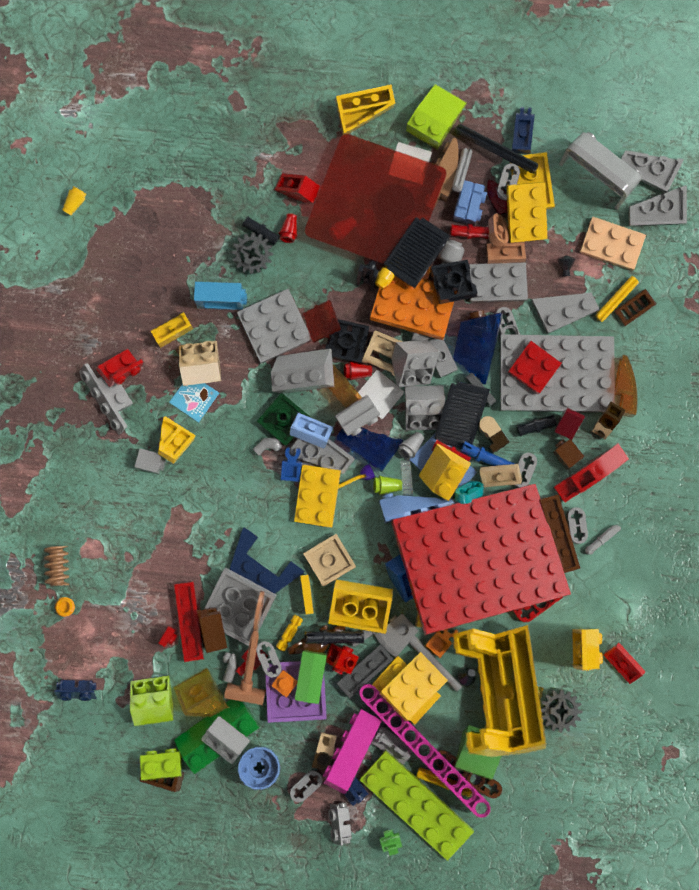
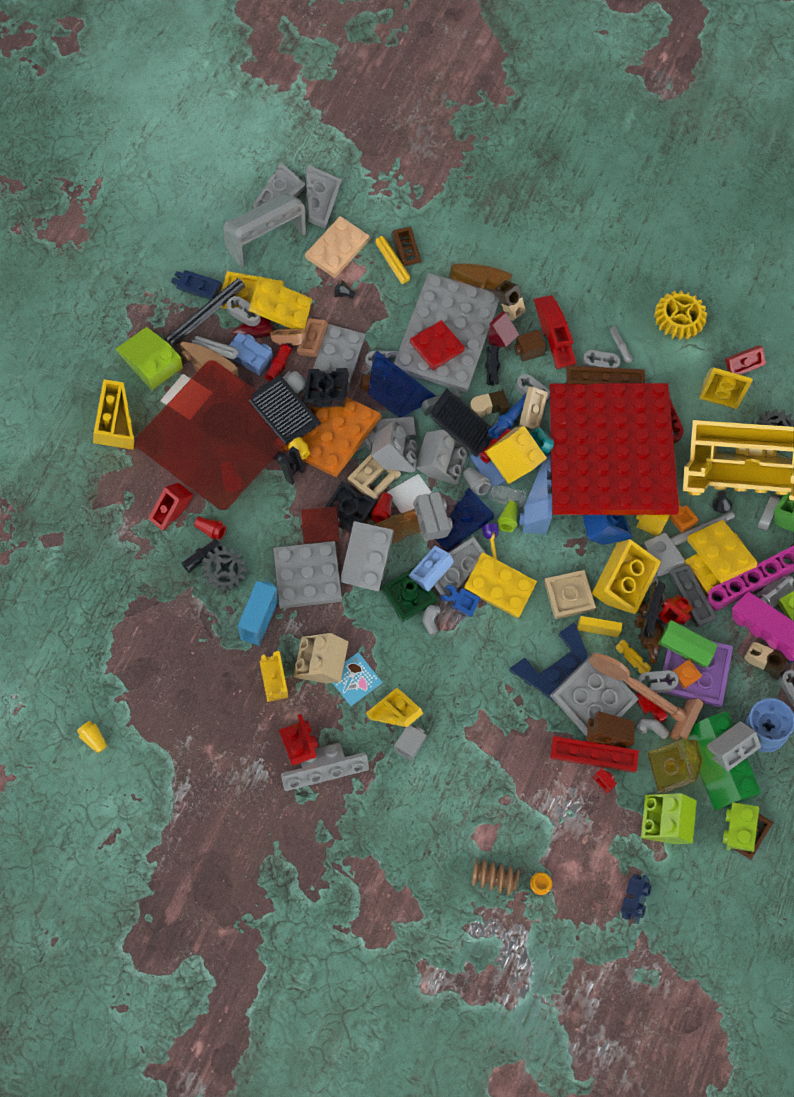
camera: 75 degrees left, 15 degrees down
(464, 721) = (768, 513): none -> light grey beam
(564, 310) = (387, 307): light grey wing -> none
(642, 601) = (680, 321): none -> yellow gear

